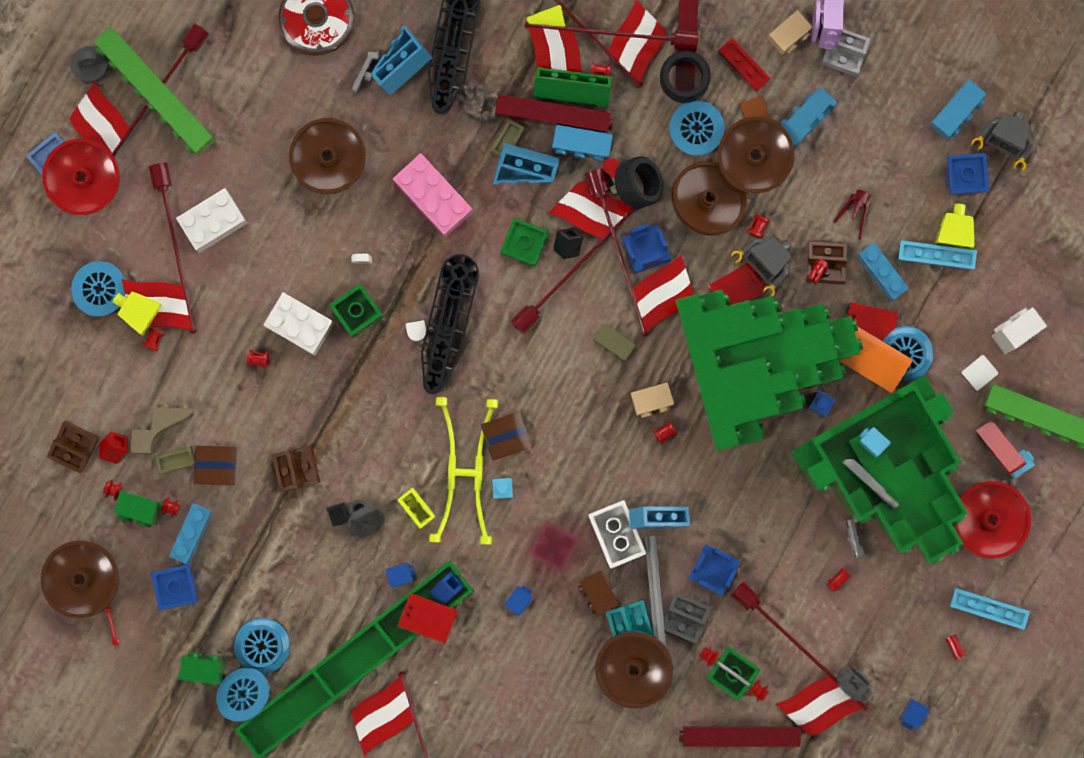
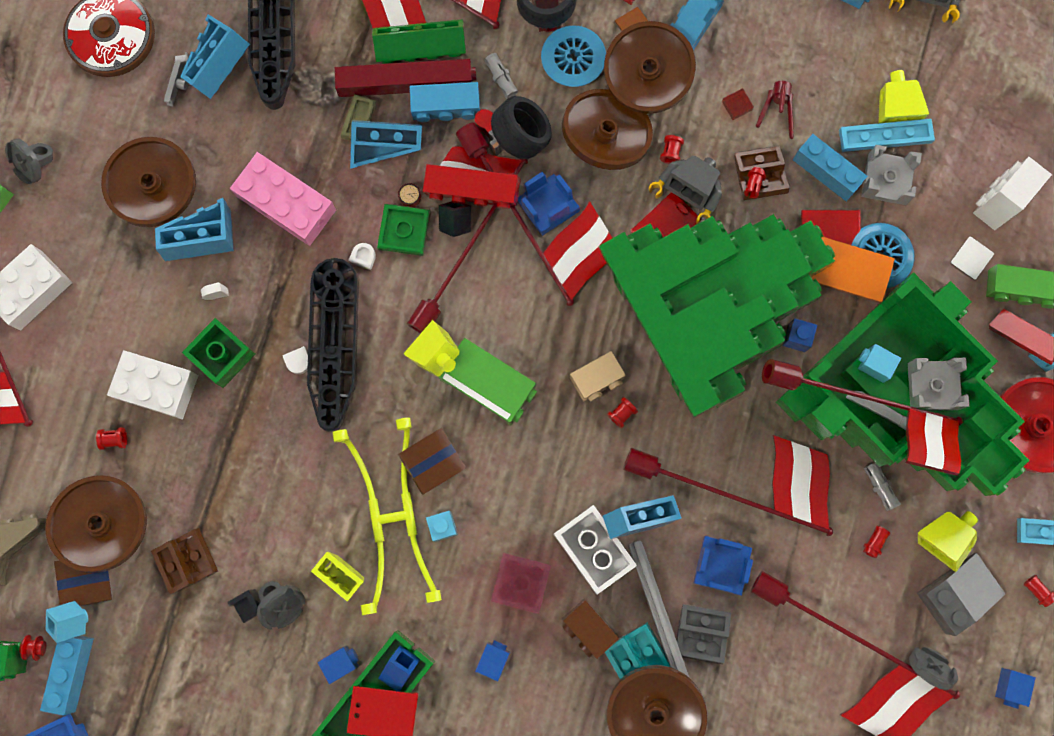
camera: 15 degrees left, 5 degrees down
(175, 460) = (32, 586): olive tile -> none
(200, 494) = (66, 621): none -> medium azure brick
(230, 114) = (26, 160): none -> dark grey tile
(235, 424) = (96, 524): none -> reddish brown dish
(358, 209) = (198, 234): none -> dark azure wedge
(487, 256) = (363, 256): none -> white tile
(527, 349) = (433, 350): none -> neon yellow torso
(535, 214) = (409, 195): none -> tile
(564, 383) = (490, 382): none -> bright green panel
(588, 221) = (471, 185): none -> red brick
(600, 70) = (440, 16): red bush -> none
(614, 342) = (536, 320): olive tile -> none
(633, 130) = (501, 75): none -> light grey pin
(733, 673) = (781, 691): green brick -> none
(789, 520) = (798, 482): none -> flag
(822, 199) = (737, 104): none -> clear red tile
(893, 508) = (930, 435): none -> flag
(894, 635) = (962, 596): none -> slope
(895, 590) = (950, 538): none -> neon yellow torso
(914, 469) = (937, 384): none -> light grey panel
(930, 290) = (890, 176): none -> light grey panel
(967, 174) = (896, 37): blue panel -> none

